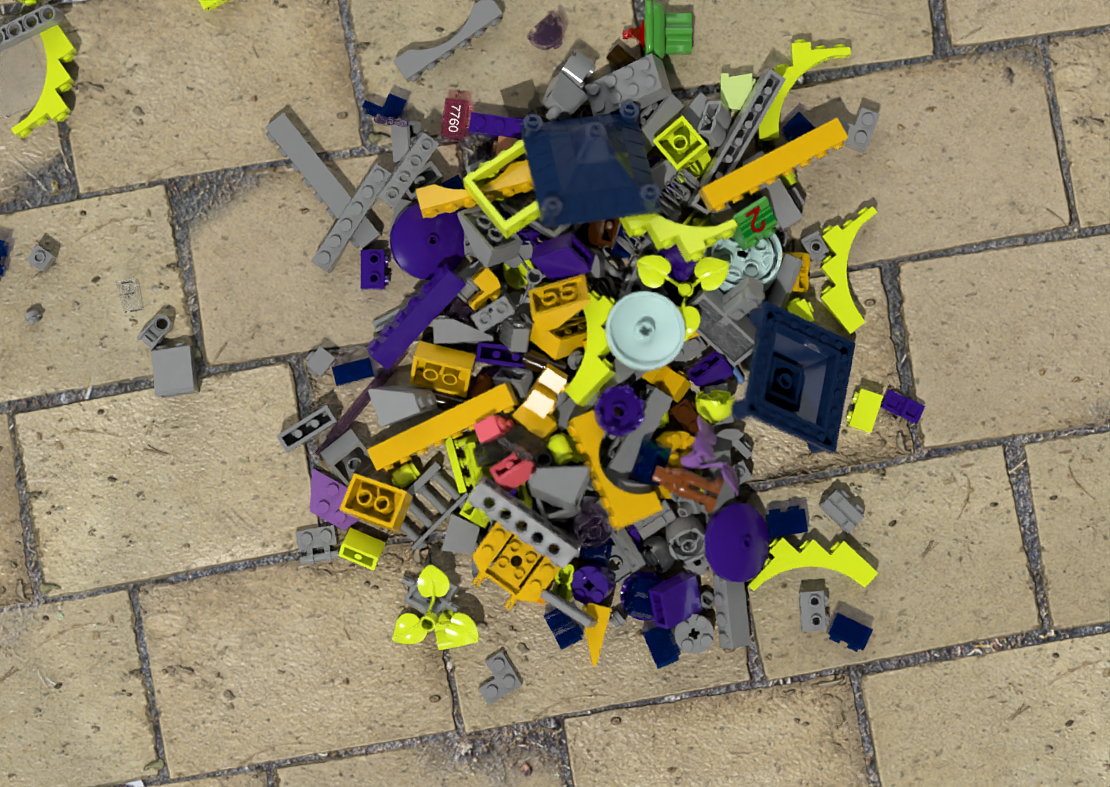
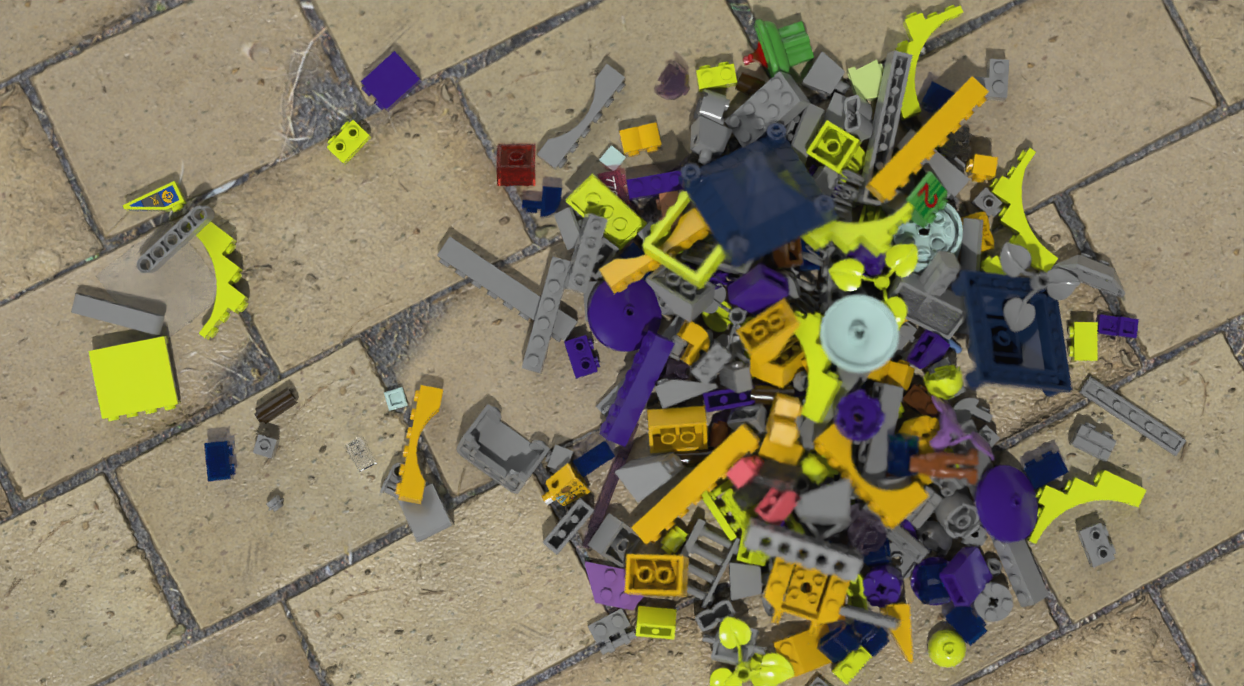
camera: 20 degrees left, 0 degrees up
(63, 223) = (275, 406): none -> dark brown brick
(181, 253) = (395, 399): none -> light aqua tile
(210, 269) = (412, 482): none -> yellow arch
(266, 335) = (501, 451): none -> light grey windscreen
(317, 389) = (565, 486): none -> yellow torso
(370, 64) = (516, 165): none -> clear red slope
(391, 121) = (554, 212): clear purple piece -> none
(414, 561) = (709, 618): none -> light grey brick
(436, 121) = (598, 199): none -> neon yellow tile
(465, 88) = (612, 158): none -> light aqua tile
(498, 77) = (640, 139): none -> yellow brick
(499, 624) = (802, 650): none -> yellow slope
(533, 624) = (840, 642): none -> clear blue brick
(538, 649) = (847, 668): none -> neon yellow brick
(591, 41) = (716, 77): none -> neon yellow brick
(617, 619) = (916, 611): light grey plate -> none
(635, 664) = (946, 648): none -> neon yellow cylinder
(697, 75) = (825, 77): none -> light grey torso
(796, 180) = (952, 148): none -> clear smoke plate
(819, 210) = (981, 168): none -> yellow brick
(849, 631) = (1136, 552): clear blue brick -> none
(857, 344) = (1059, 285): none -> light grey plant
(889, 498) = (1132, 416): none -> light grey tile
(892, 346) = (1093, 273): none -> light grey wedge

